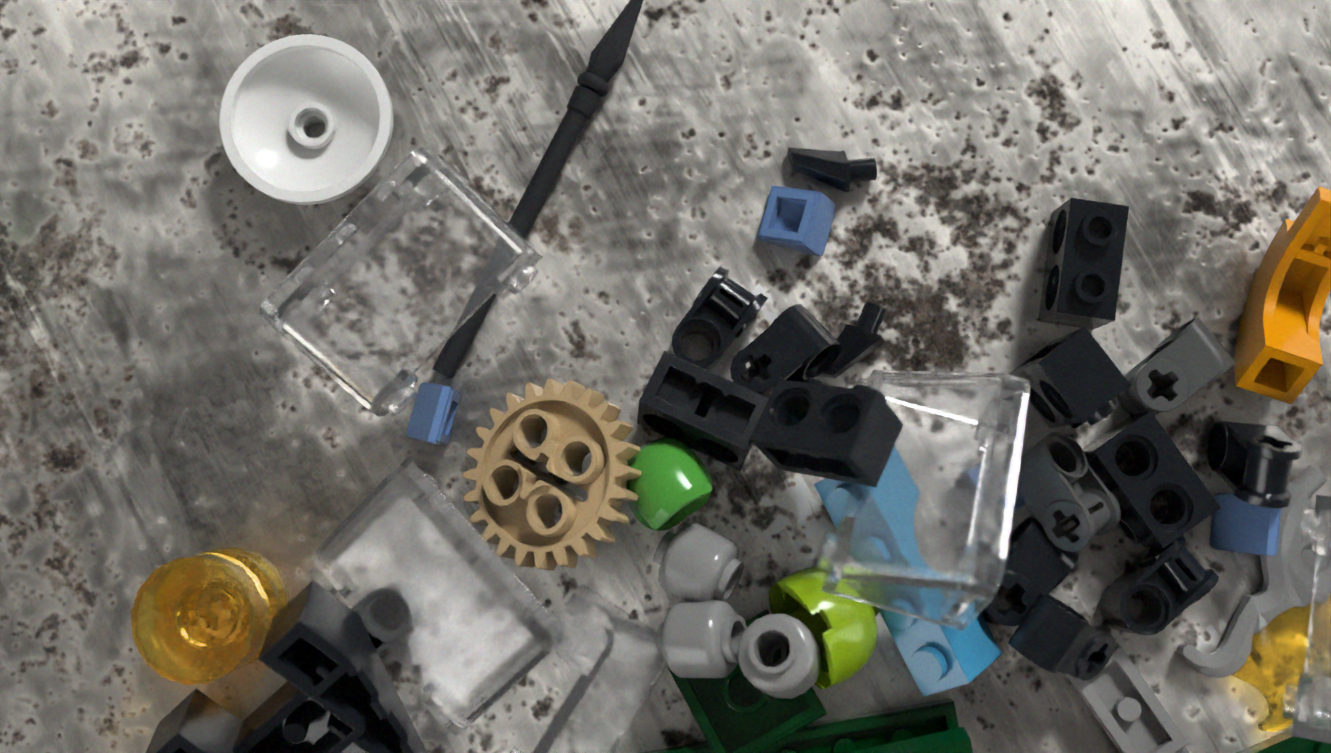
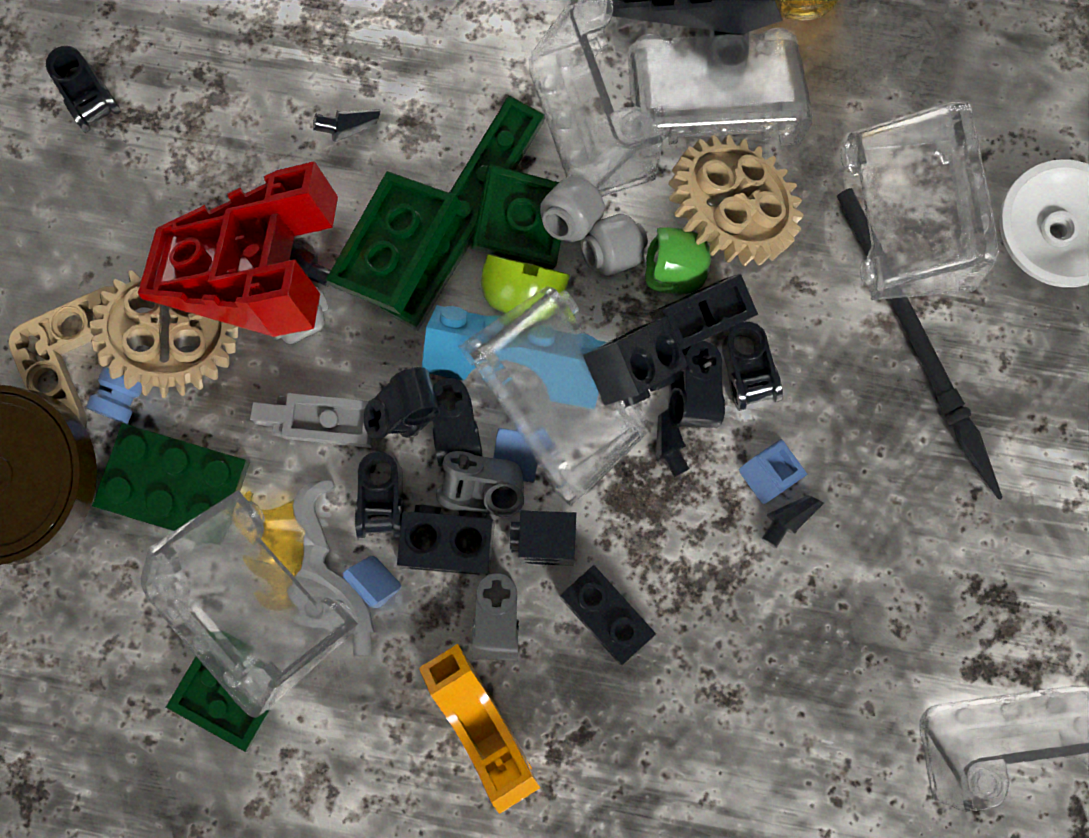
camera: 130 degrees right, 5 degrees down
(434, 413) = (822, 170): medium blue slope -> none
(776, 637) = (529, 236): light grey head -> none
(1253, 461) = (404, 611): black piece -> none

